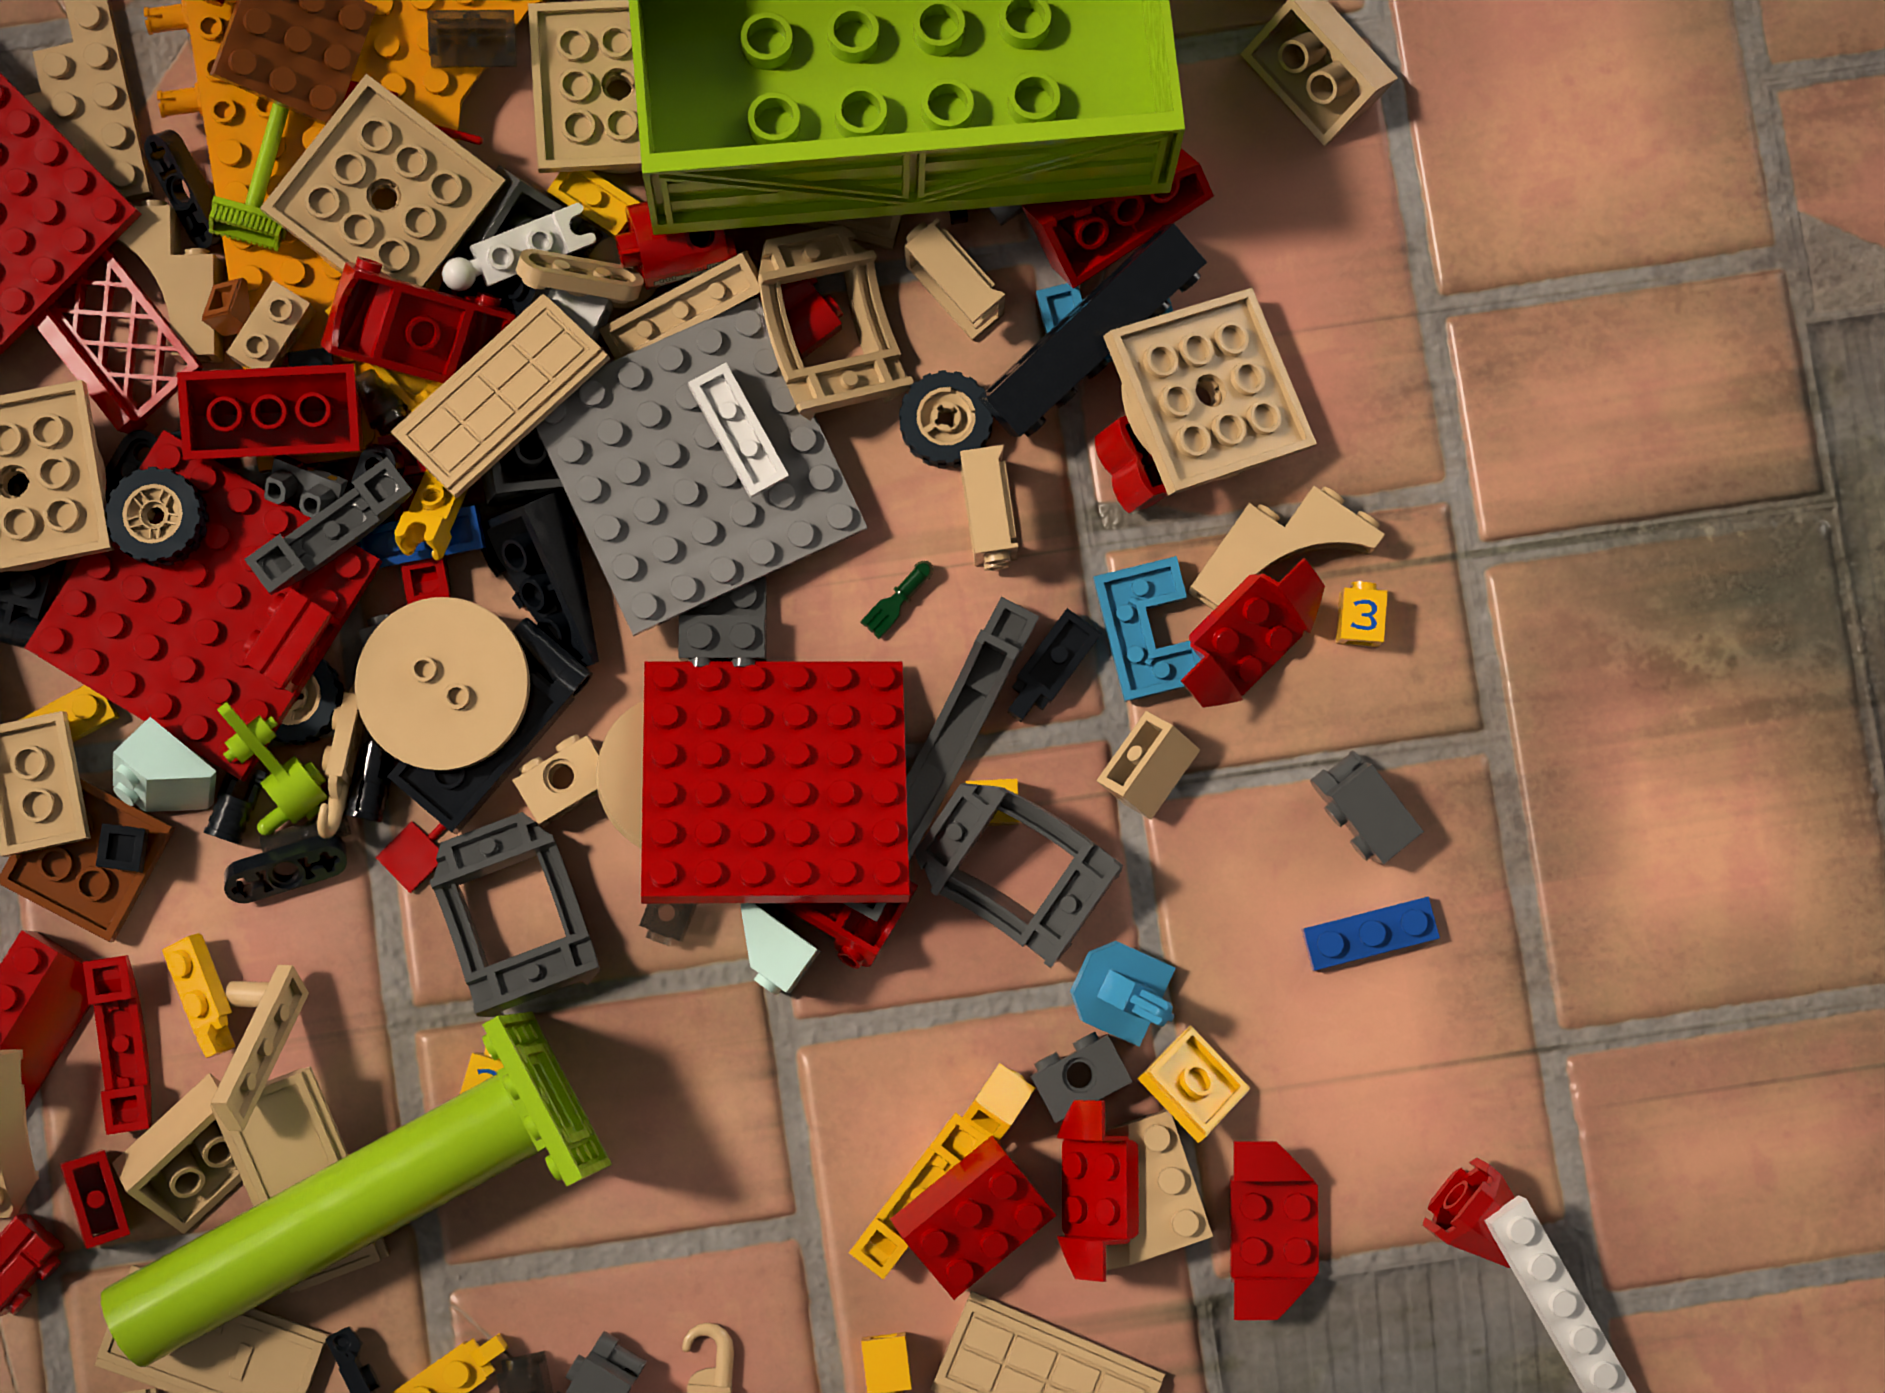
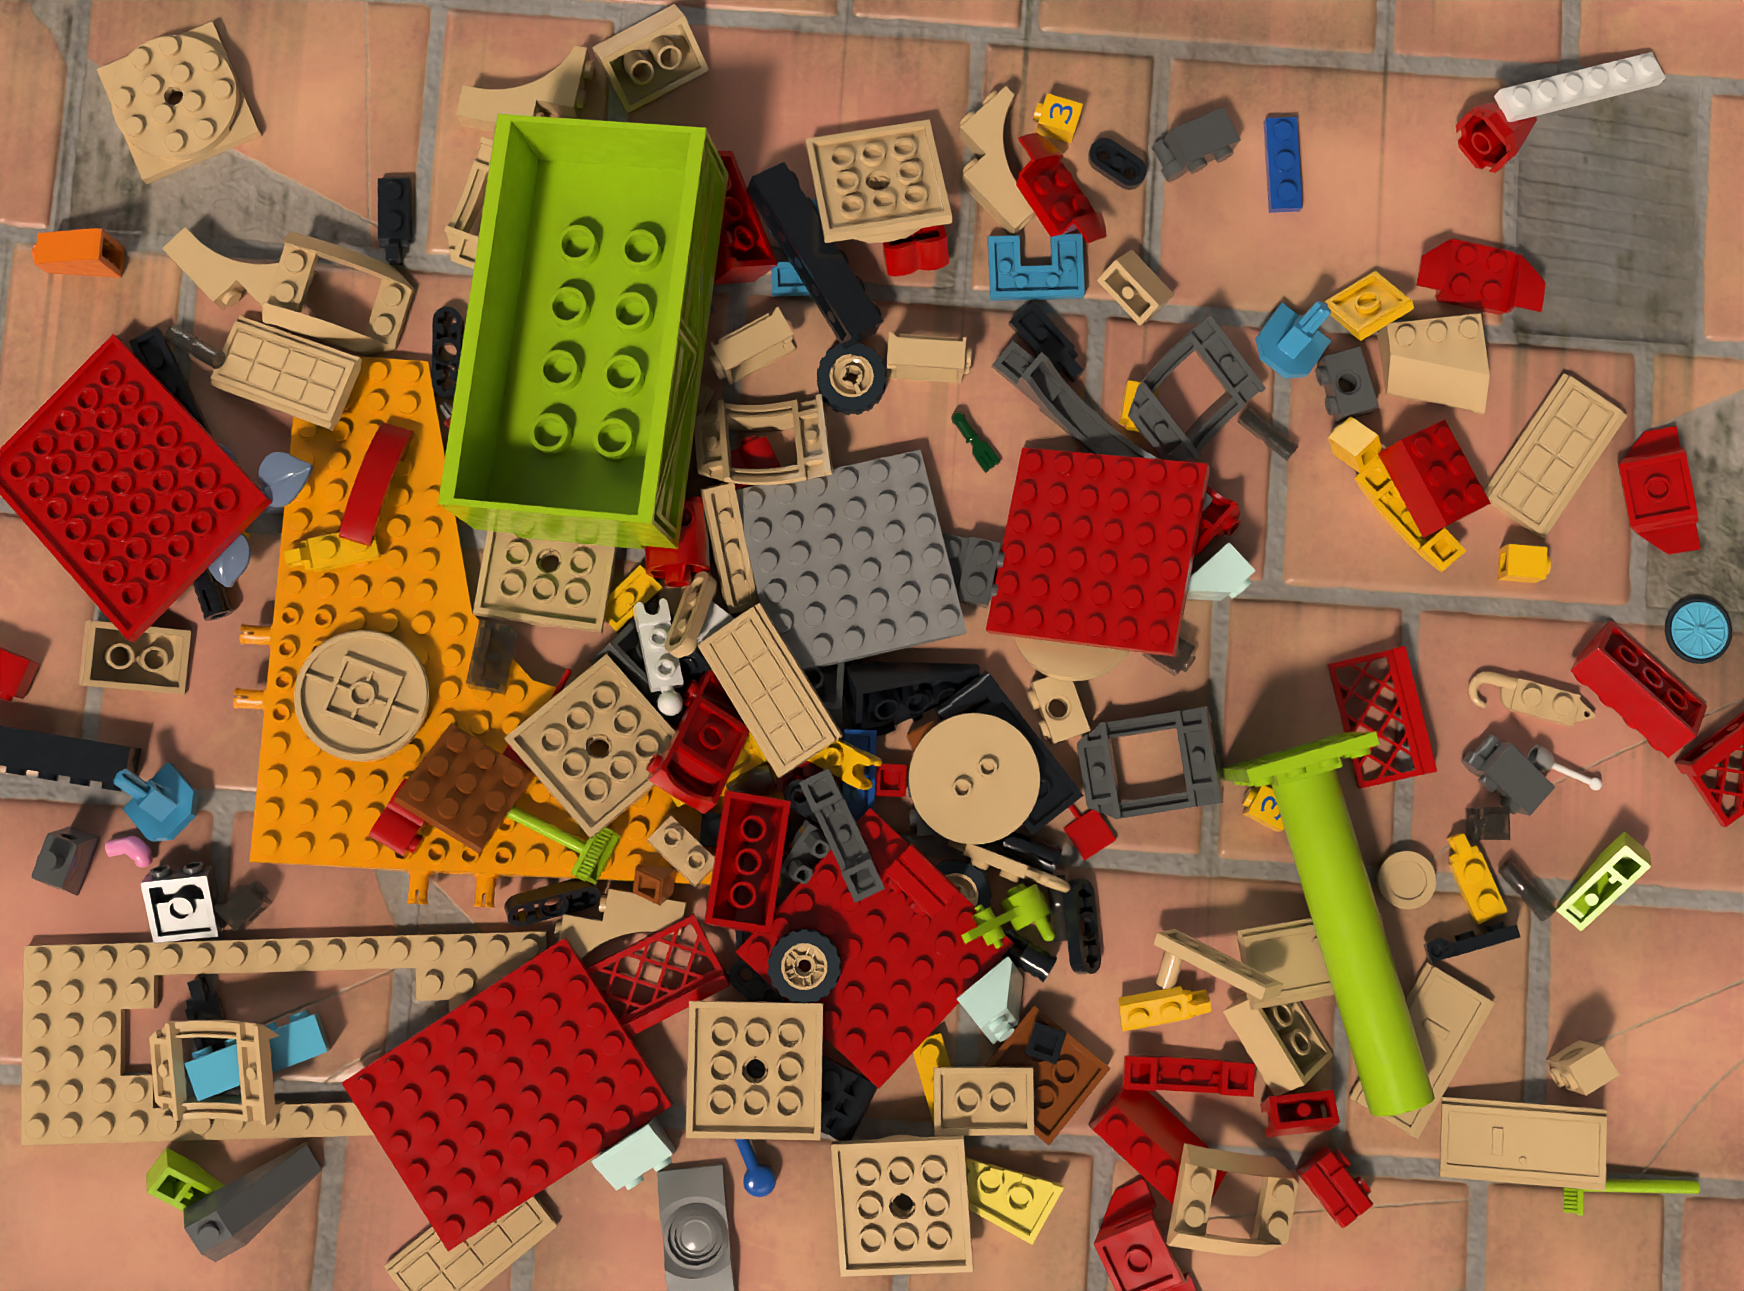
camera: 85 degrees left, 0 degrees up
(430, 1286) = (1406, 880): none -> tan piece
(488, 600) = (915, 736): none -> dark orange slope
(657, 1246) = (1409, 709): none -> red fence
(738, 430) = (834, 521): white plate -> none
(994, 981) = (1263, 430): none -> clear smoke piece
(1097, 1190) = (1434, 388): red piece -> none
(1317, 709) = (1119, 162): none -> black plate

